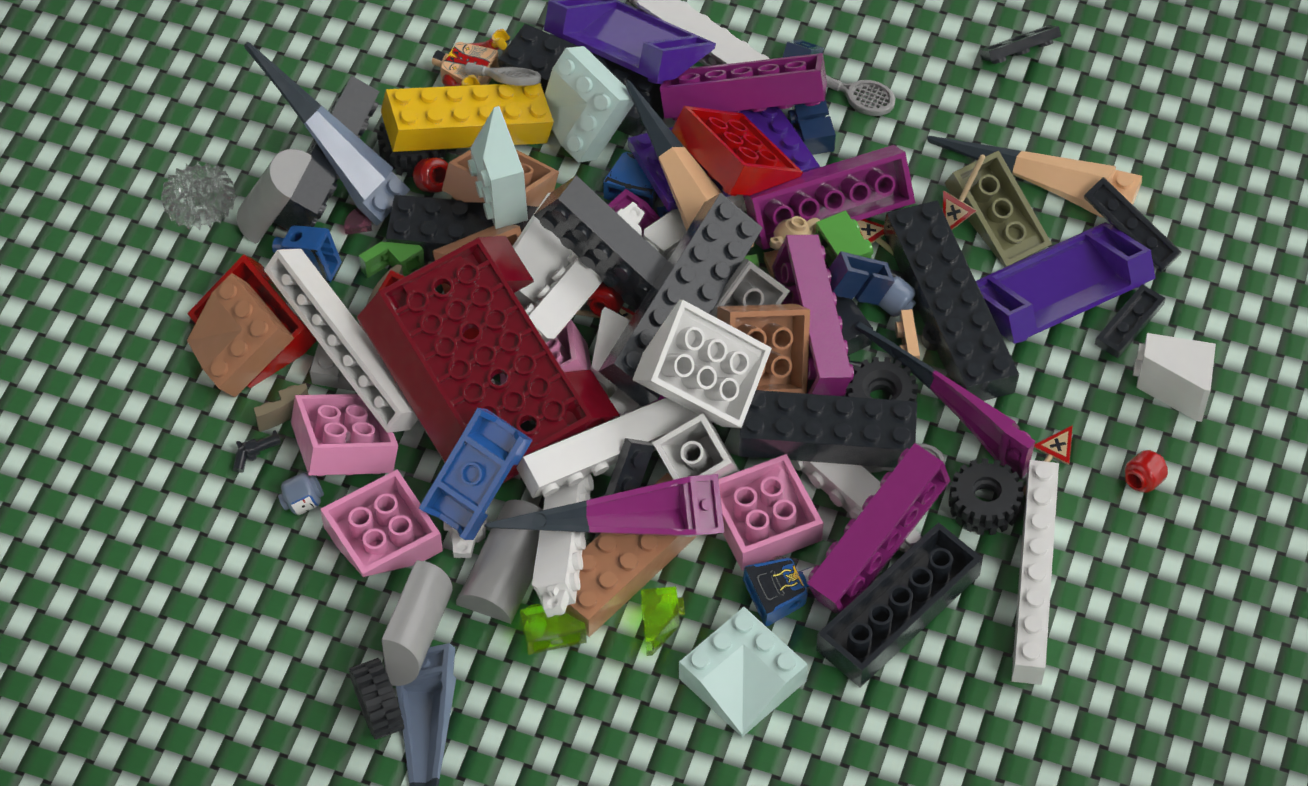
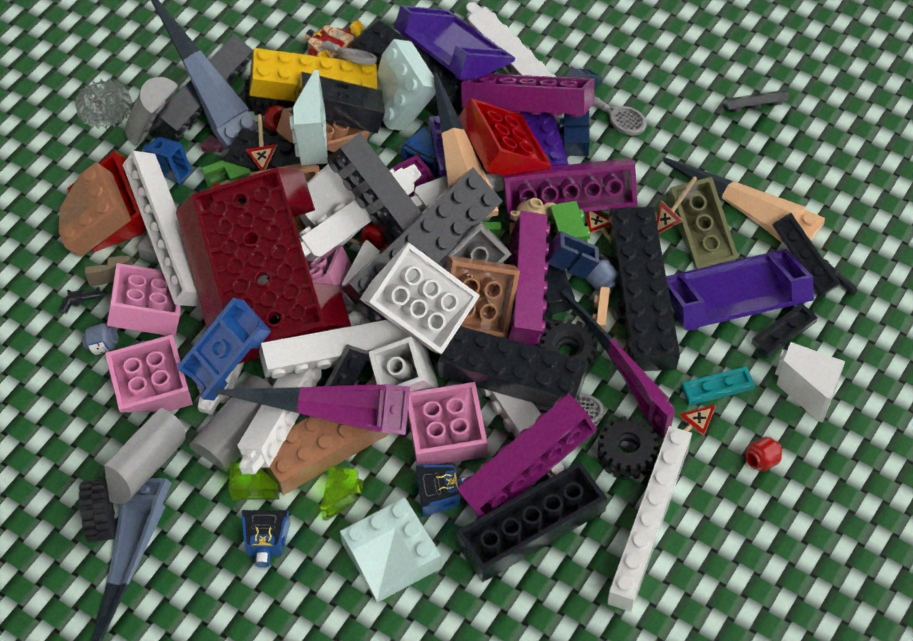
camera: 15 degrees right, 0 degrees up
(435, 223) = (261, 154): none -> piece
(538, 138) = (348, 103): none -> black brick
(584, 685) = (265, 534): none -> torso
(1069, 402) = (717, 386): none -> teal tile
(1186, 250) = (846, 283): none -> black piece

